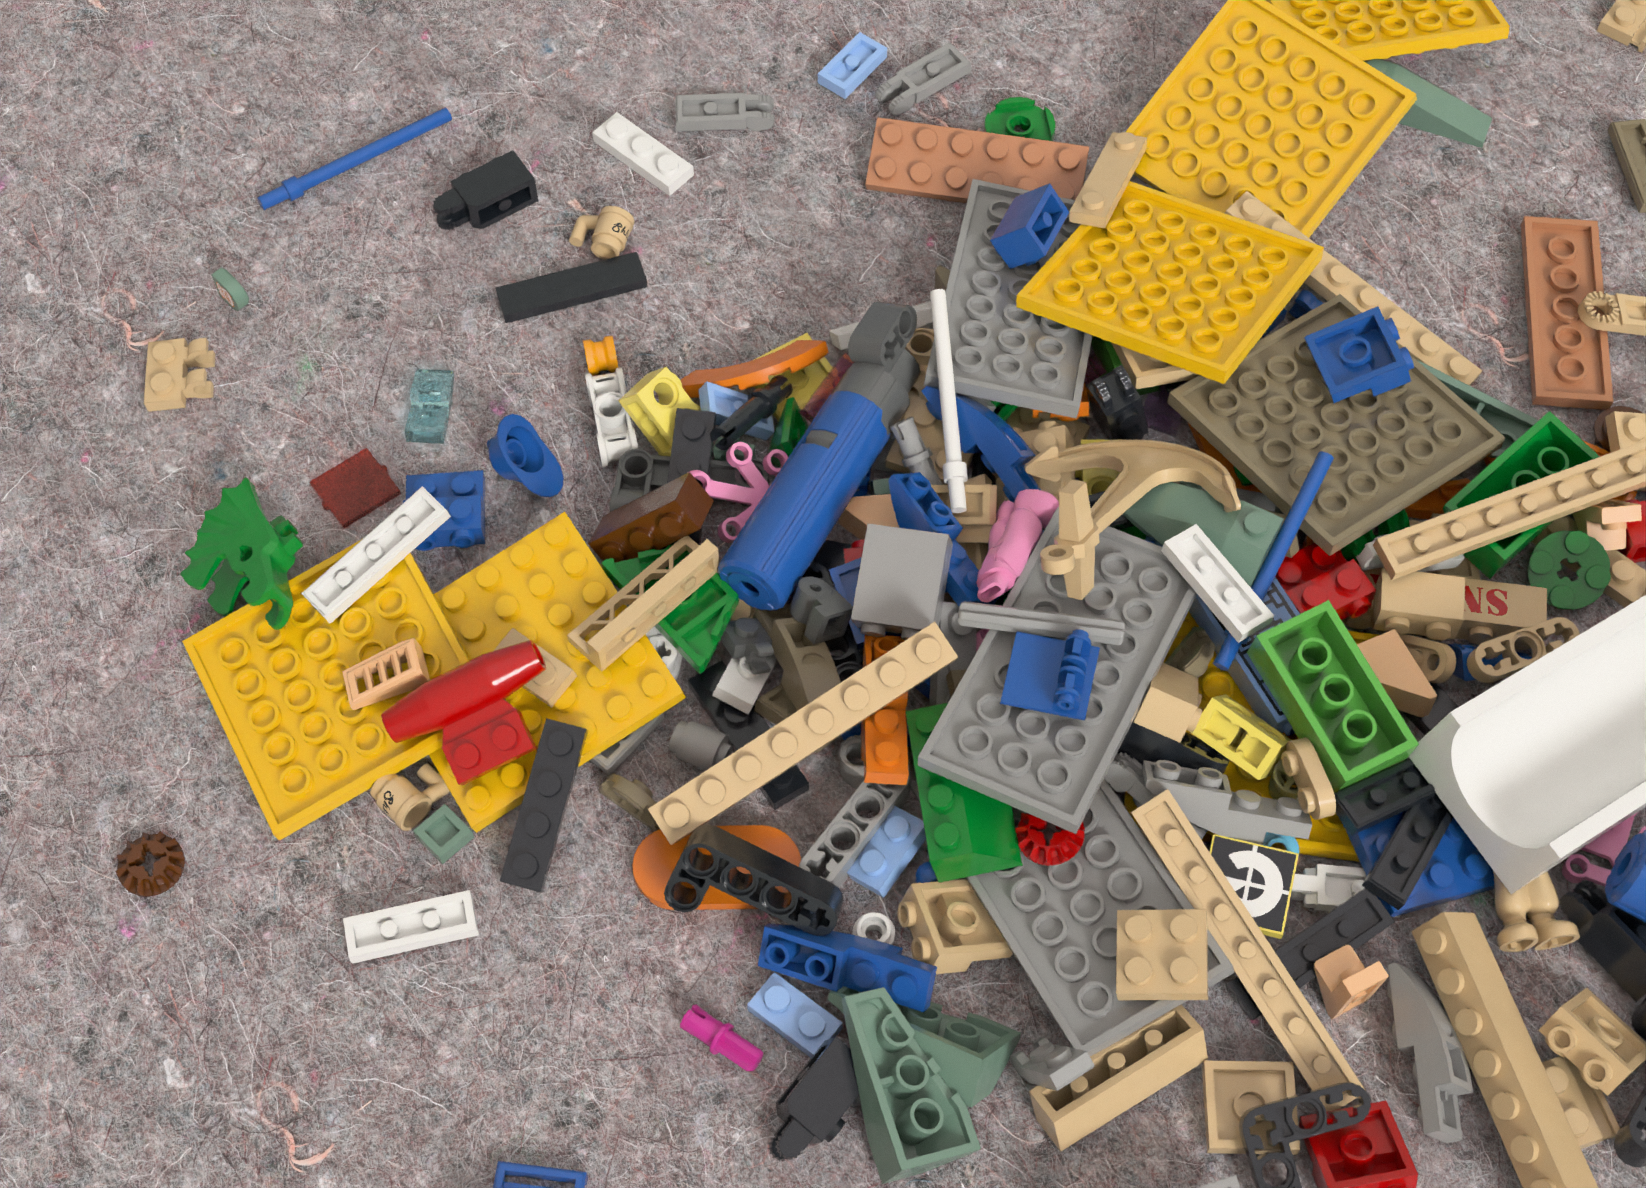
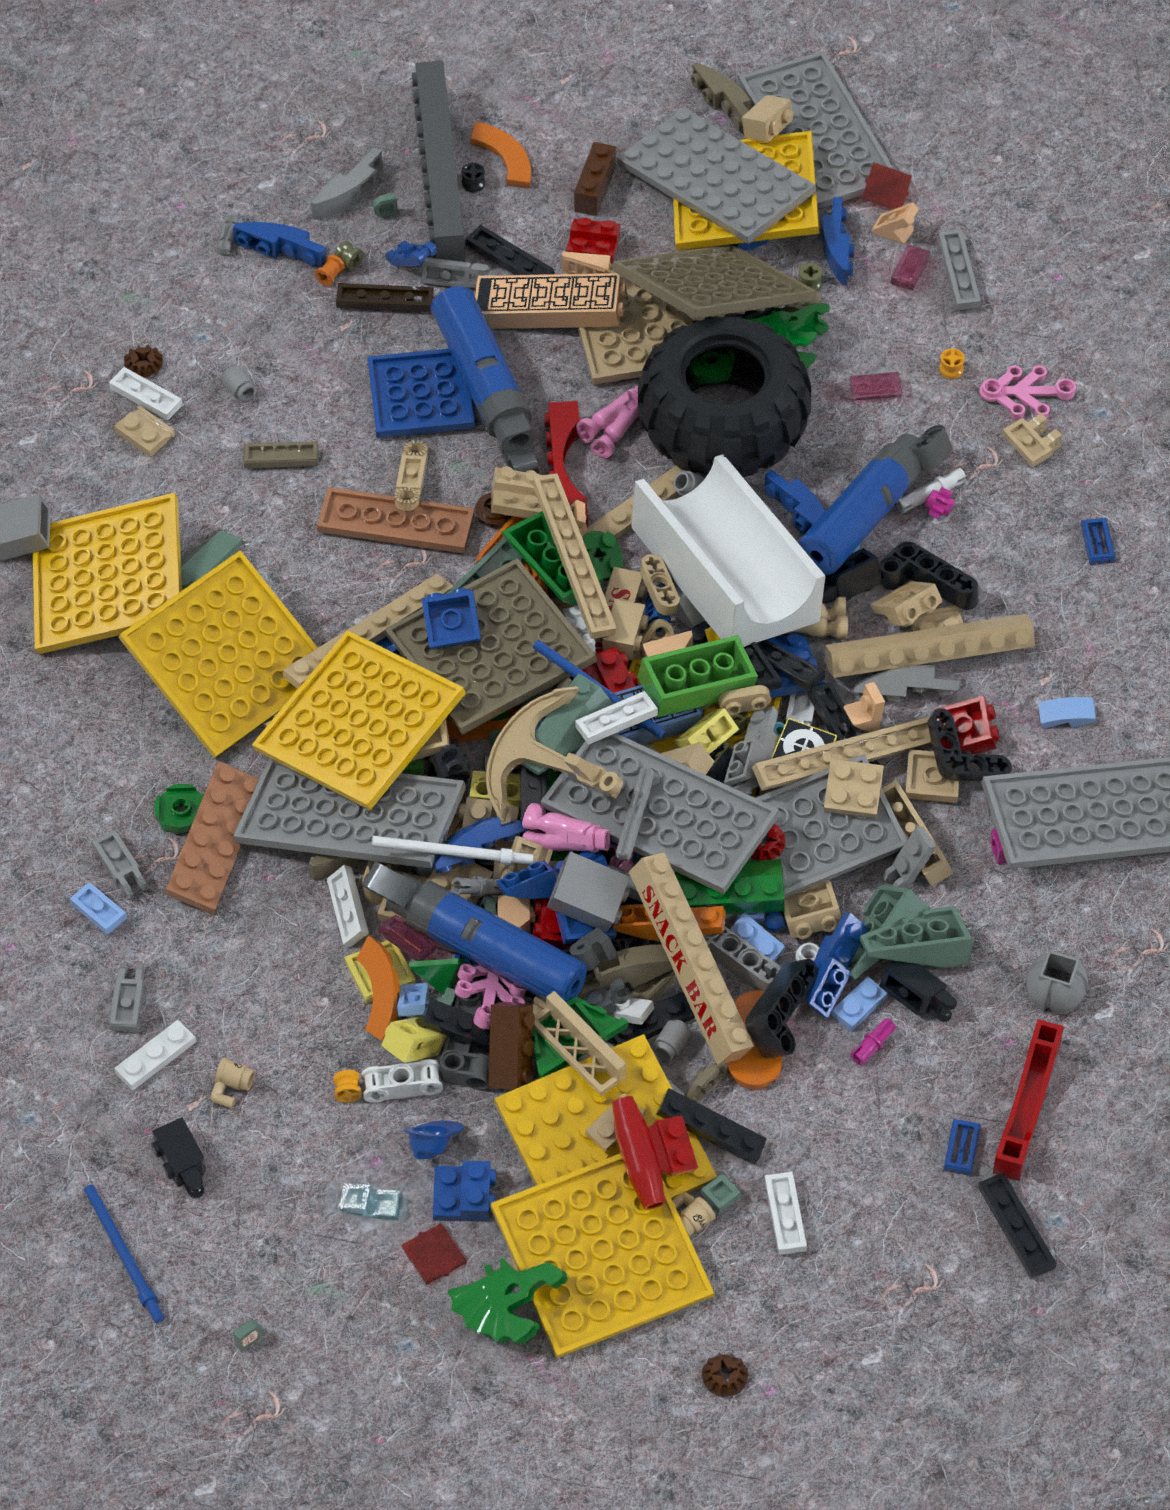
camera: 85 degrees left, 5 degrees down
(168, 376) = (314, 1381): tan plate -> none
(376, 554) = (518, 1212): white tile -> none
(402, 682) = (610, 1184): light nougat slope -> none
(571, 287) = (276, 1107): black tile -> none
(759, 405) = (415, 980): black pin -> none
(1029, 227) = (303, 794): blue brick -> none
(1051, 674) = (674, 811): blue hinge -> none
(1108, 180) = (256, 749): tan plate -> none

